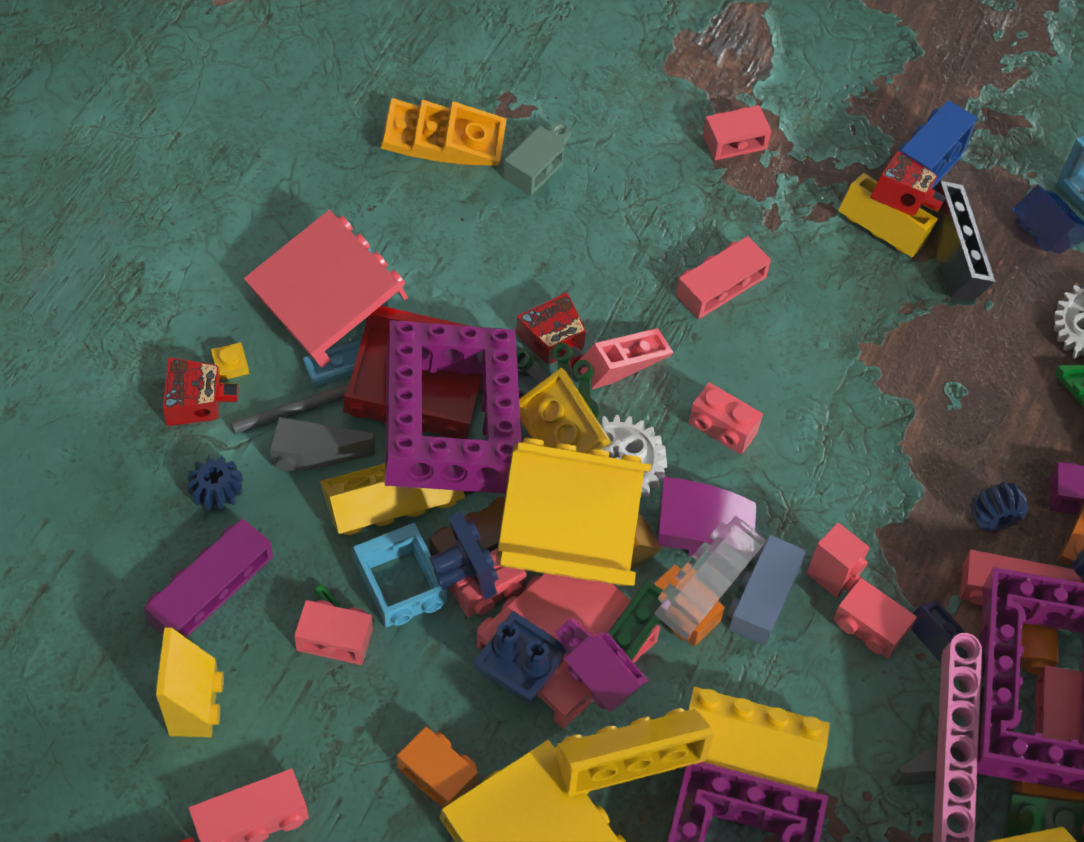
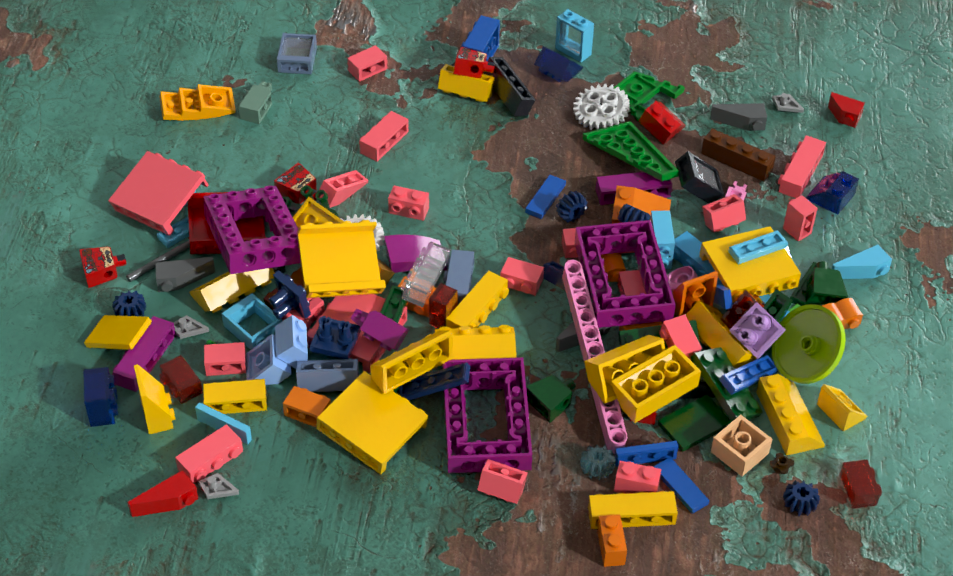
camera: 15 degrees left, 10 degrees down
(107, 649) = (100, 396): none -> clear blue brick
(179, 530) = (117, 332): none -> yellow tile
(230, 361) = (116, 244): yellow plate -> none
(250, 649) = (180, 379): none -> clear red brick
(291, 758) = (217, 420): none -> medium azure tile
(295, 550) = (189, 327): none -> light grey piece
(326, 711) = (236, 396): none -> yellow brick
(402, 661) = (263, 363): none -> light blue slope
(447, 644) = (291, 341): none -> light blue slope
(488, 720) = (326, 374): none -> sand blue brick
(628, 84) = (297, 53): none -> sand blue window
(666, 800) = (436, 381): none -> dark blue tile
(721, 645) = (441, 305): none -> clear red brick
(783, 653) = (479, 302): none -> yellow brick
(838, 561) = (492, 251): coral brick -> none
(959, 469) = (545, 196): none -> blue tile

